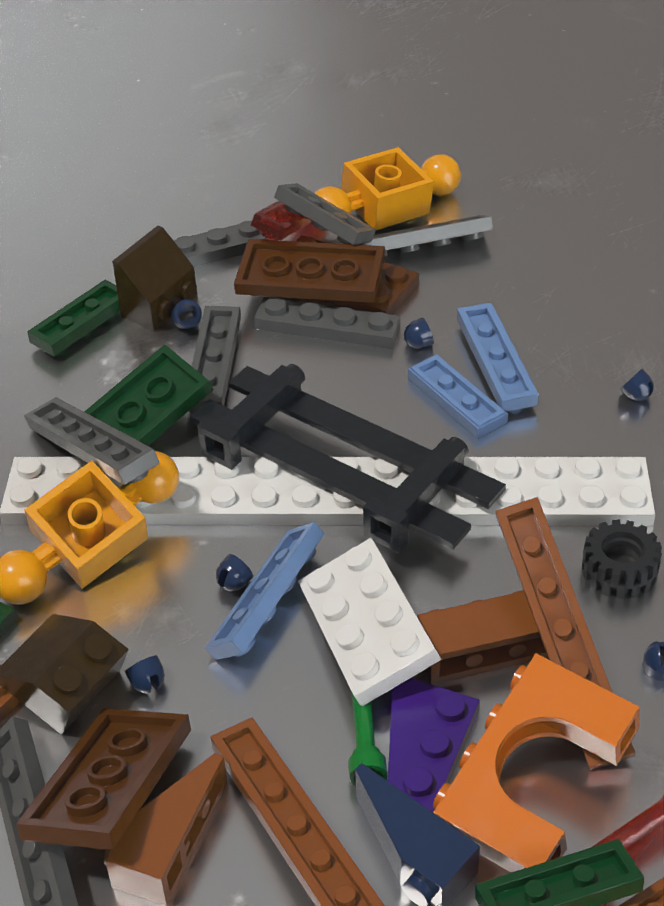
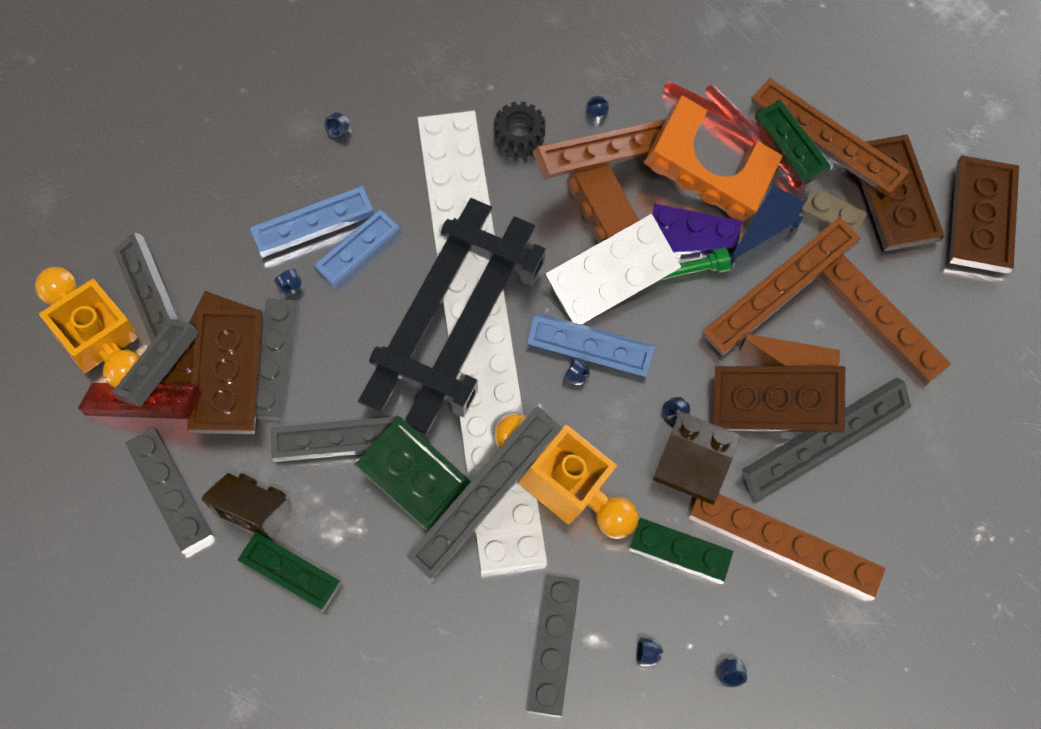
camera: 105 degrees left, 25 degrees up
(183, 307) = (279, 475): dark blue hinge -> none

